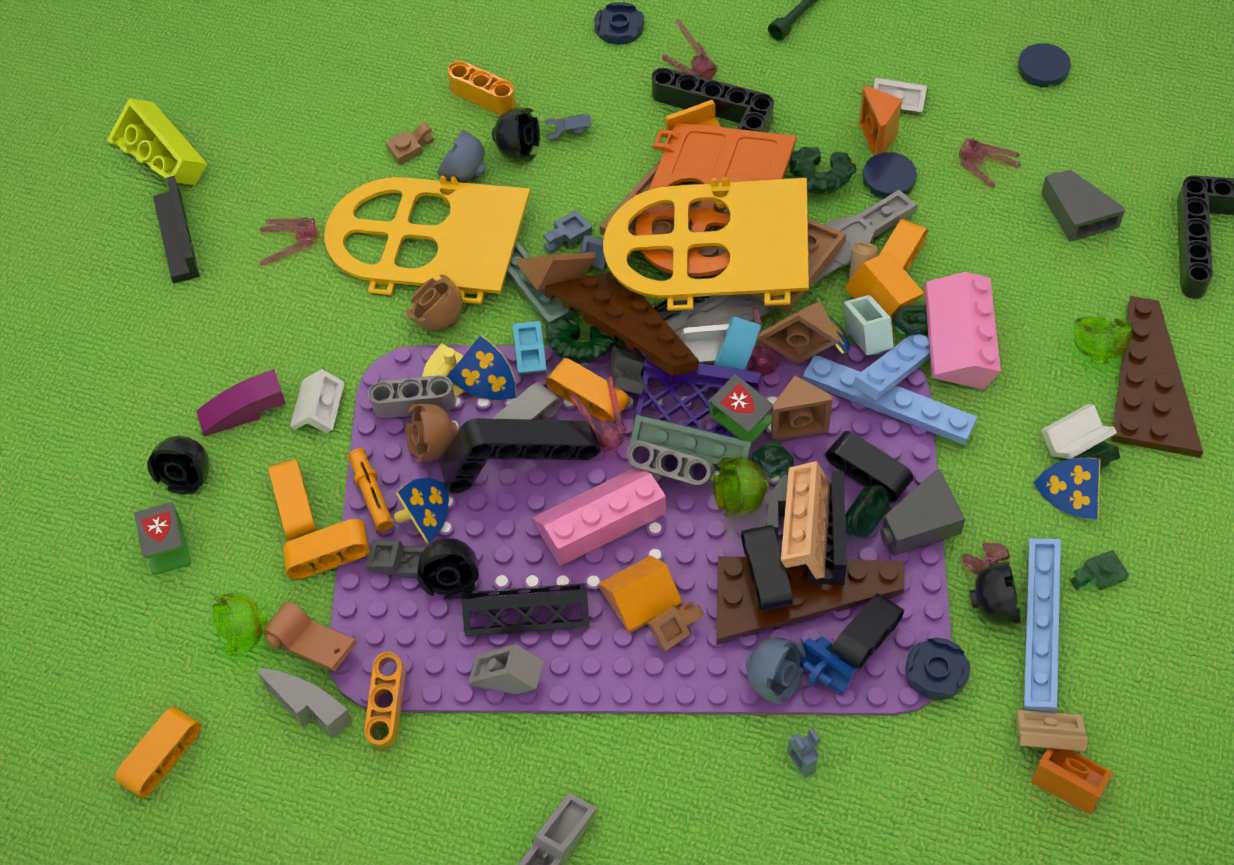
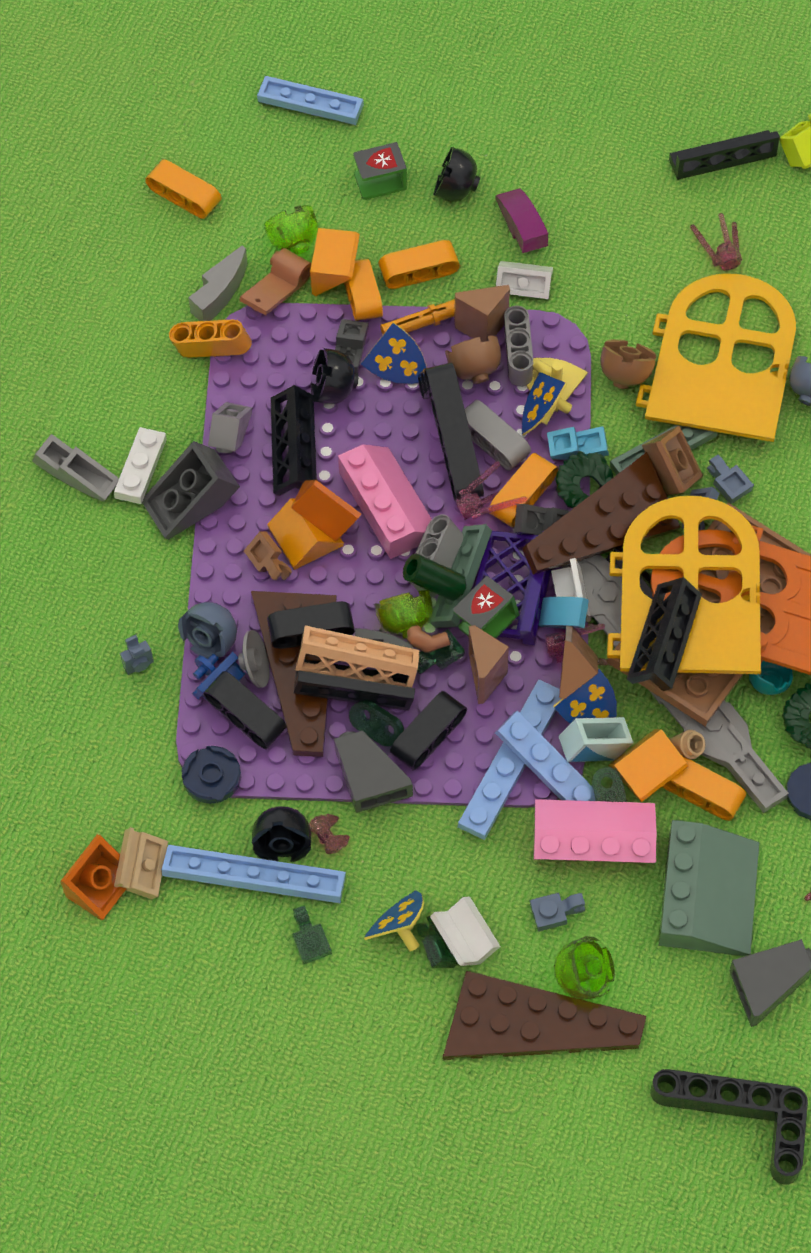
camera: 90 degrees right, 5 degrees up
(44, 620) = (310, 100): none -> light blue plate
(287, 575) = (333, 259): none -> light orange slope
(379, 421) = (481, 311): none -> medium nougat slope
(549, 773) = (140, 465): none -> white plate
(592, 711) = (190, 490): none -> dark grey slope
(625, 559) = (324, 509): none -> orange slope
(712, 448) = (434, 577): none -> dark green brick
(773, 238) = (670, 634): none -> black fence
(777, 460) = (425, 642): none -> nougat arm
(808, 624) = (254, 659): none -> light grey dish
(1008, 252) = (709, 890): none -> sand green slope
(1035, 369) = (552, 912): none -> sand blue plate

